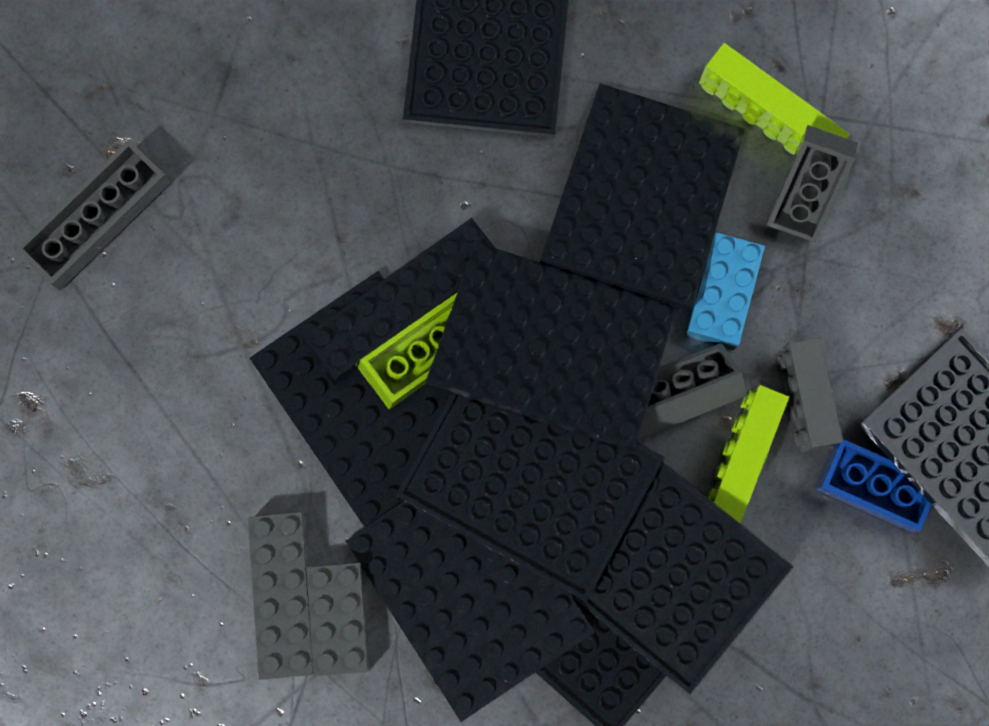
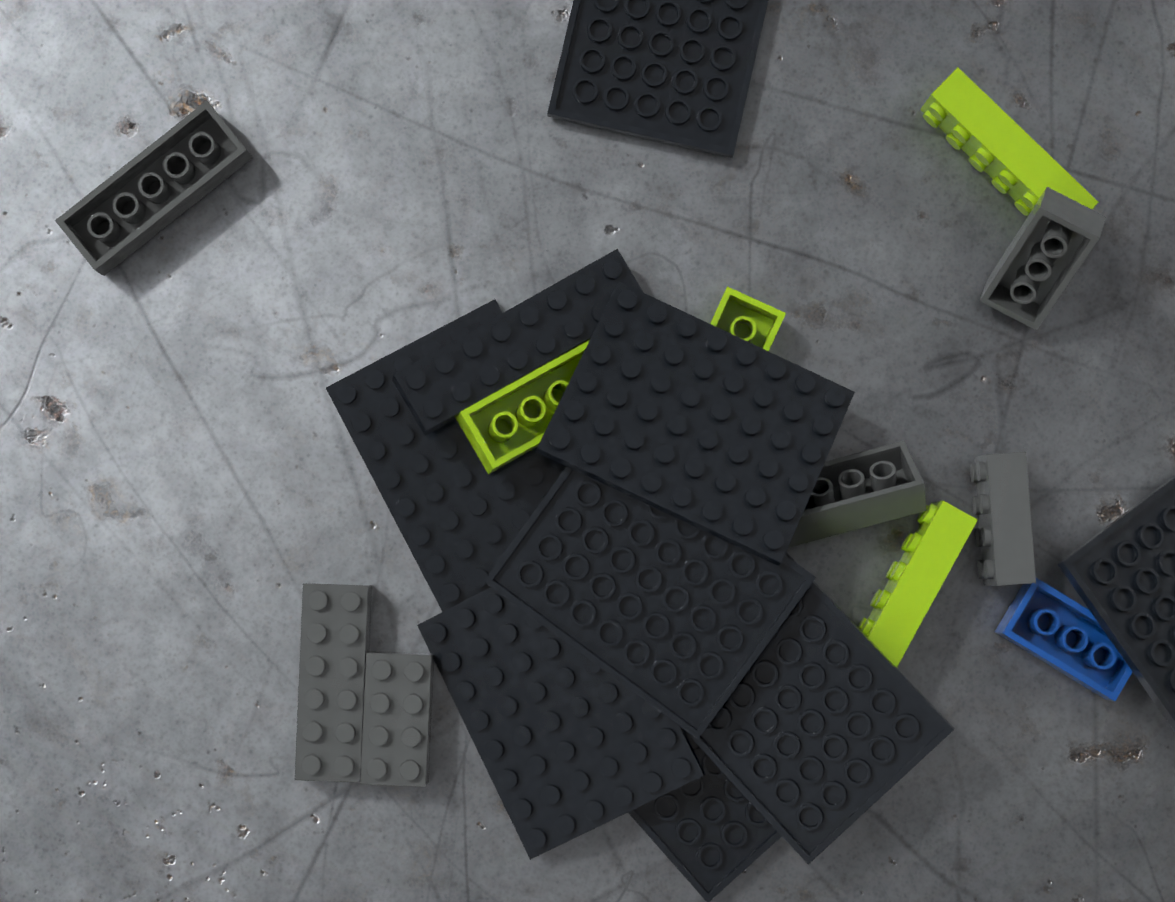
camera: 10 degrees right, 5 degrees up
(643, 197) = (833, 247): black plate -> none
(725, 291) = (917, 375): dark azure brick -> none

